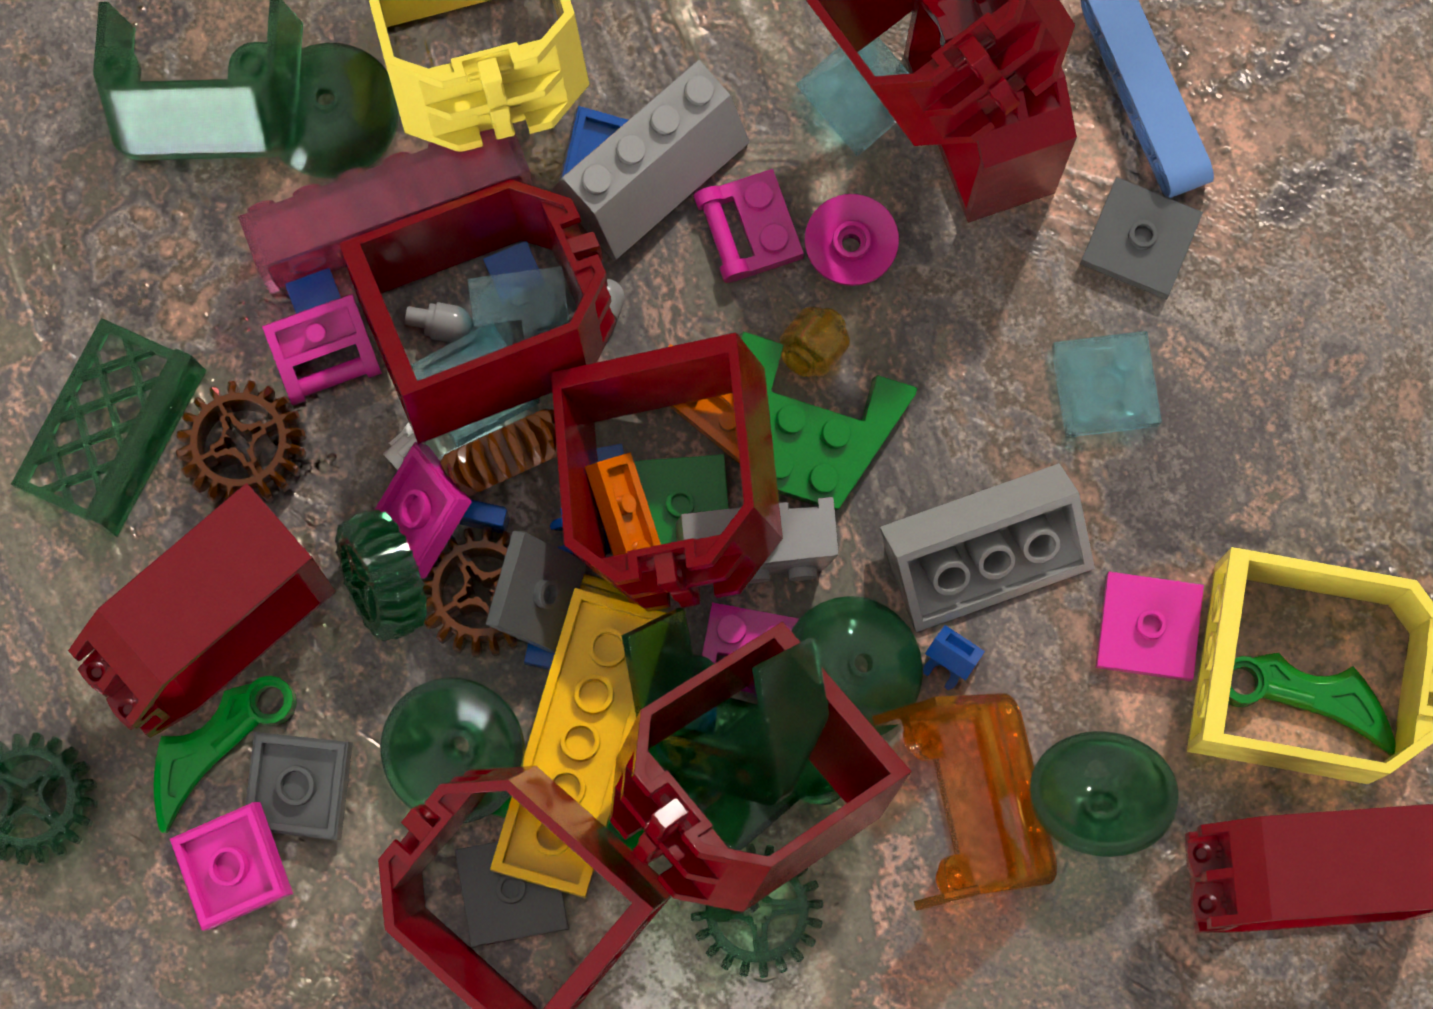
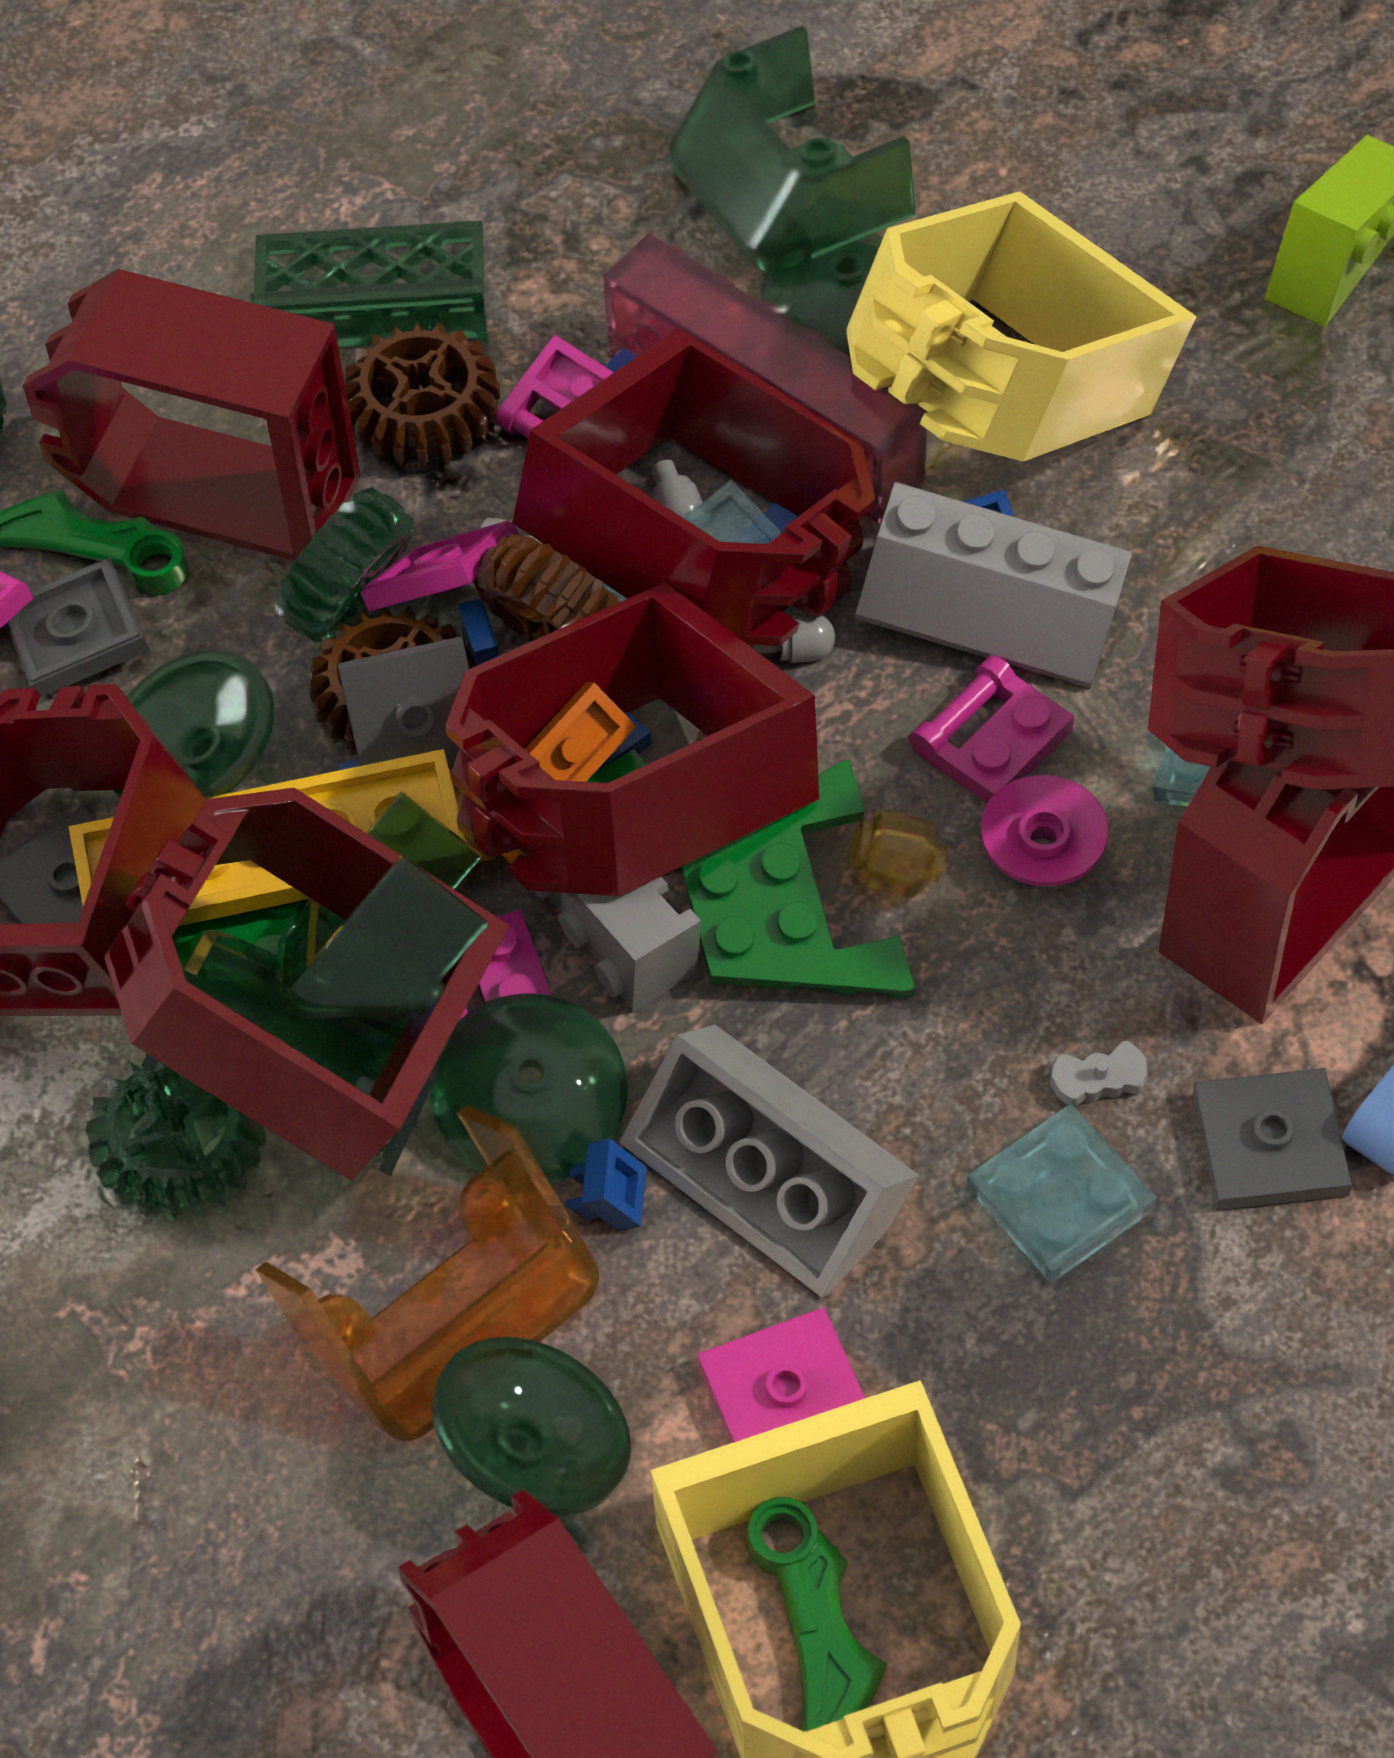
camera: 65 degrees right, 20 degrees down
(1038, 313) = (1099, 1075): none -> light grey piece

